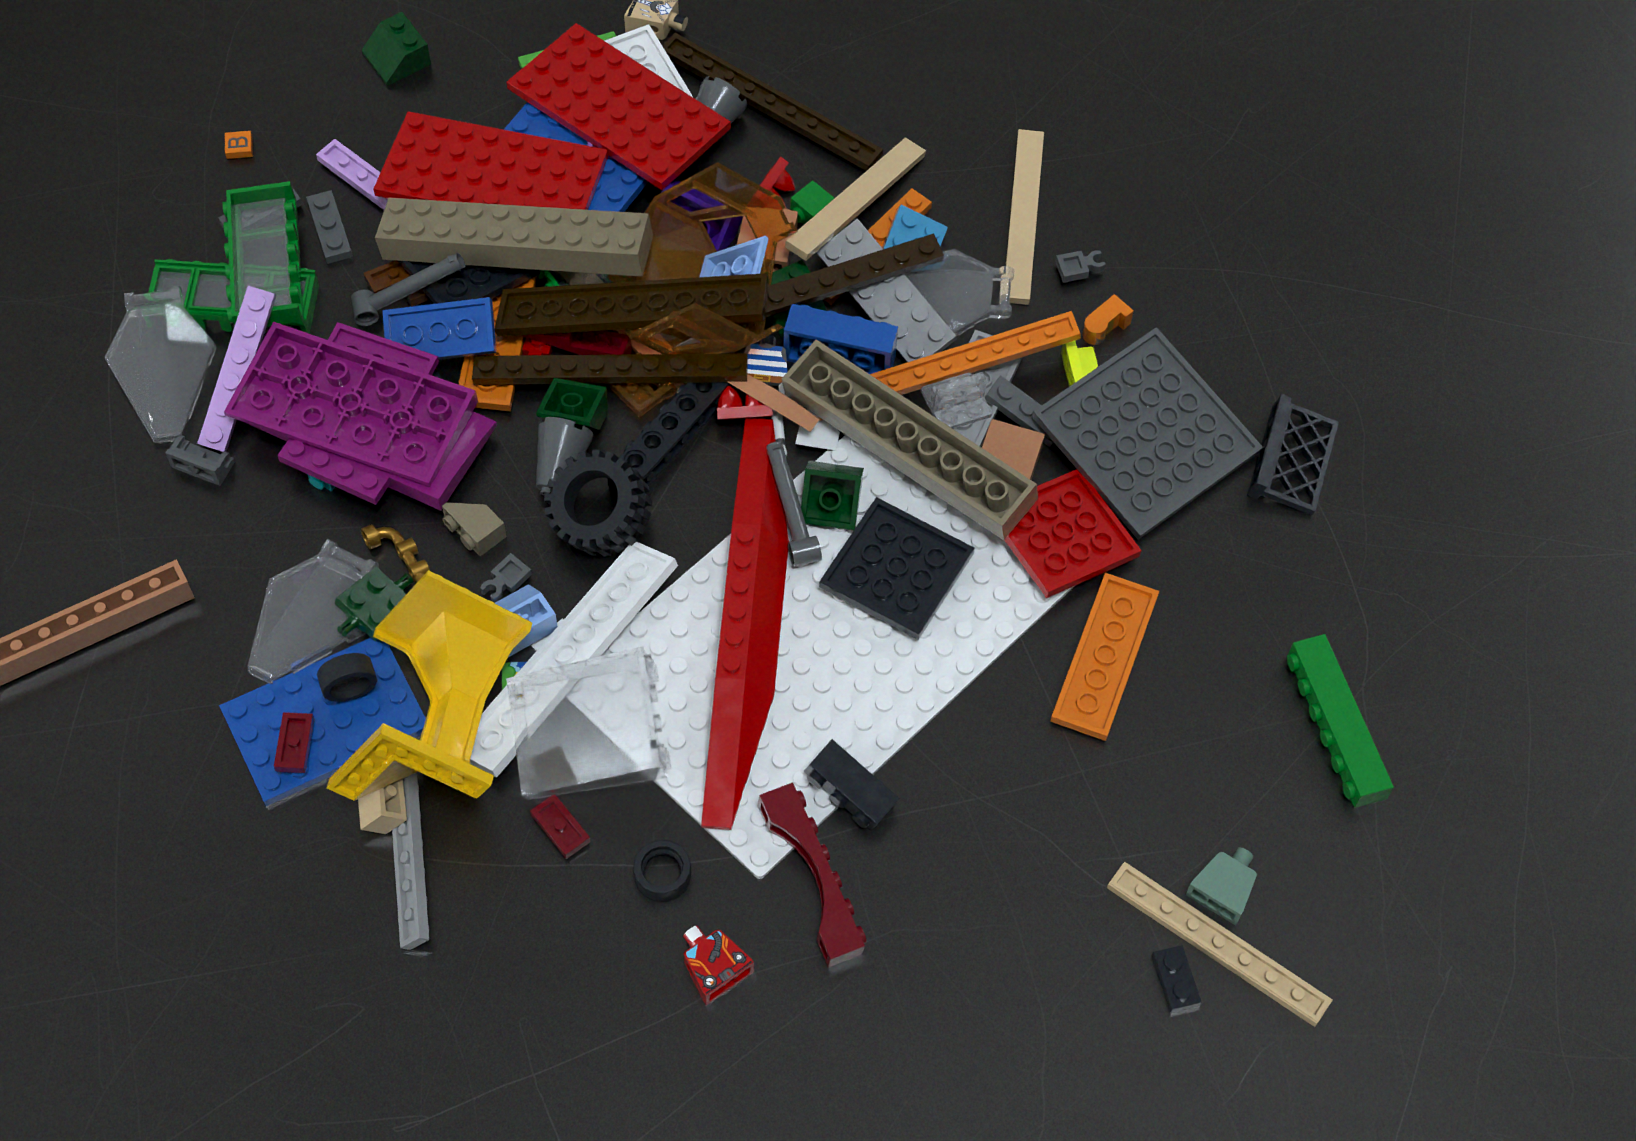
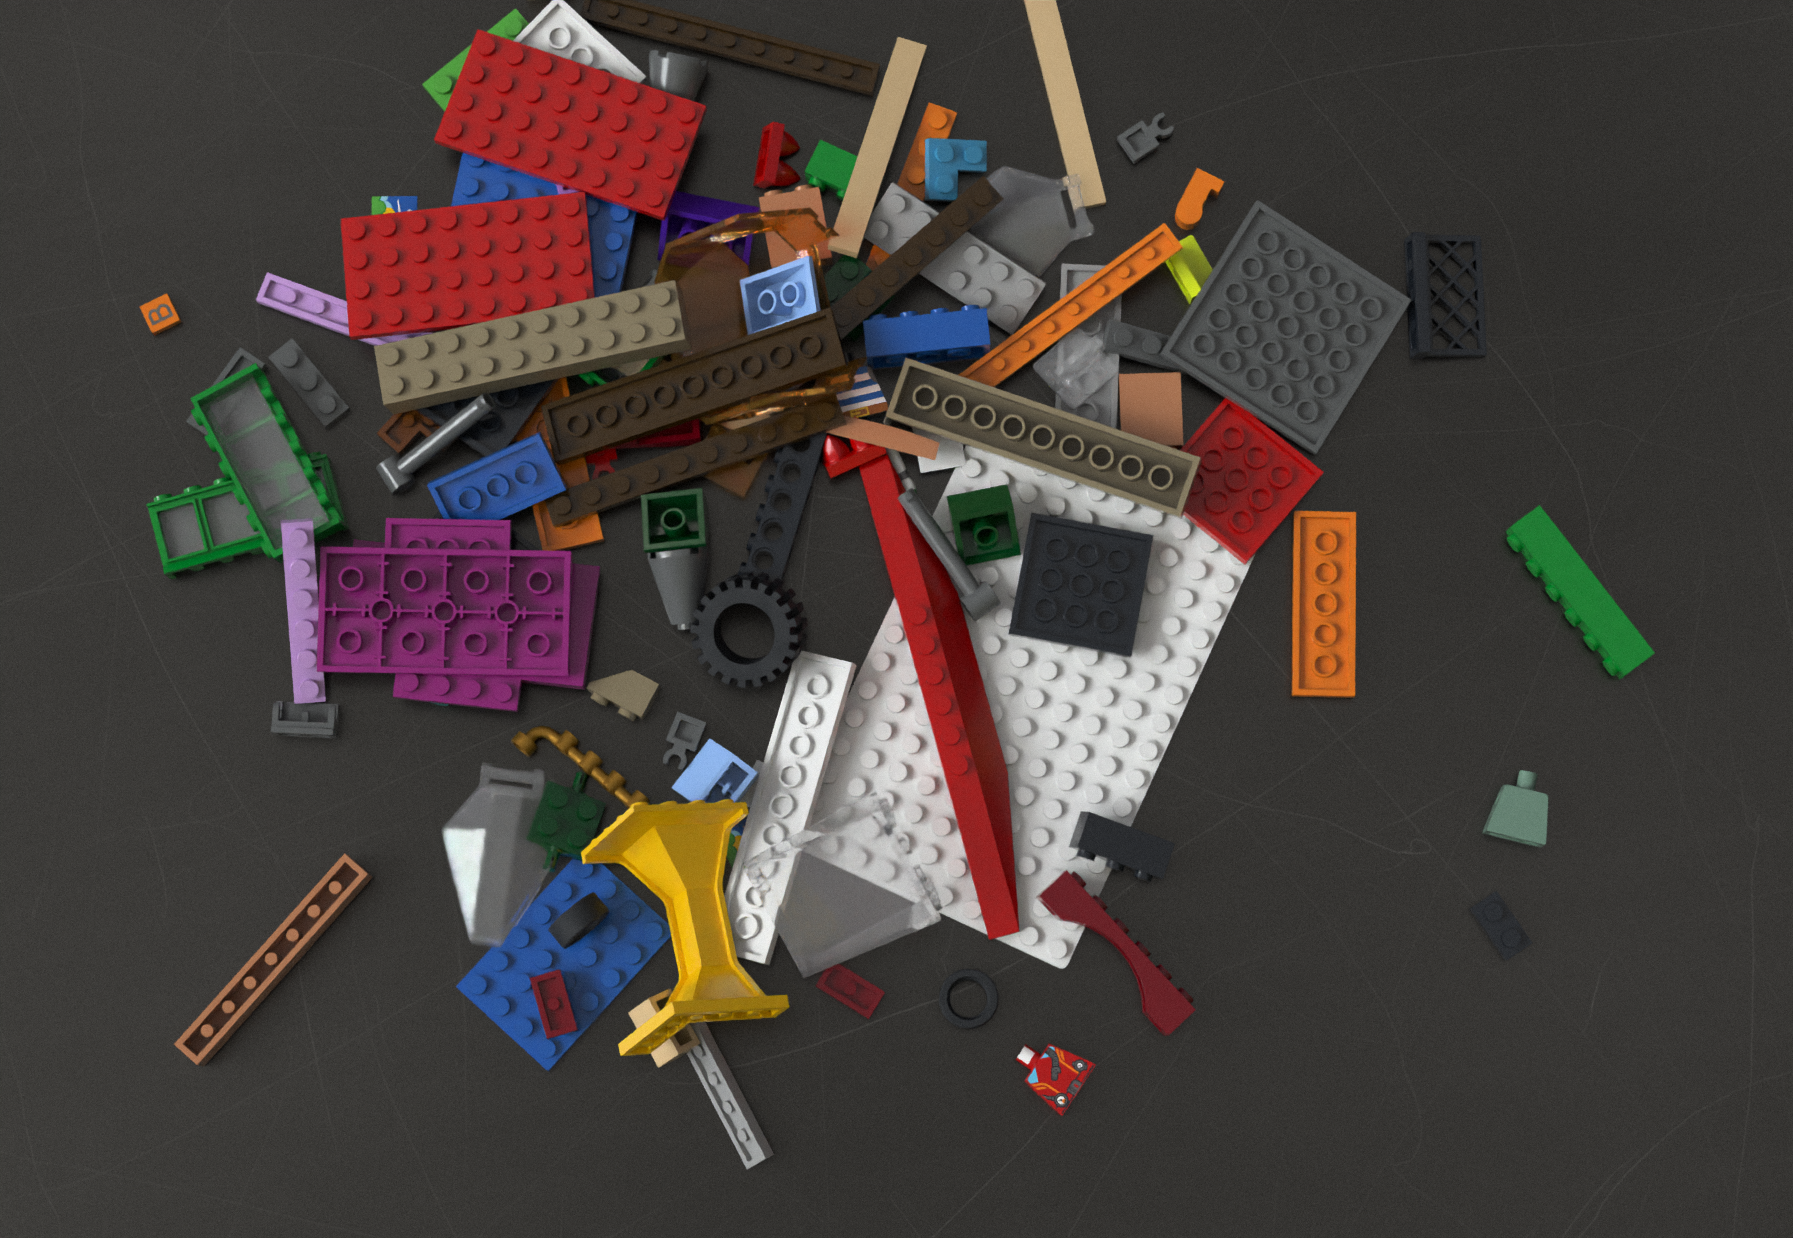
camera: 15 degrees left, 20 degrees up
(160, 360) = (211, 624): clear windscreen -> none
(396, 49) = (281, 126): dark green slope -> none
(1219, 944) = (1530, 874): tan tile -> none

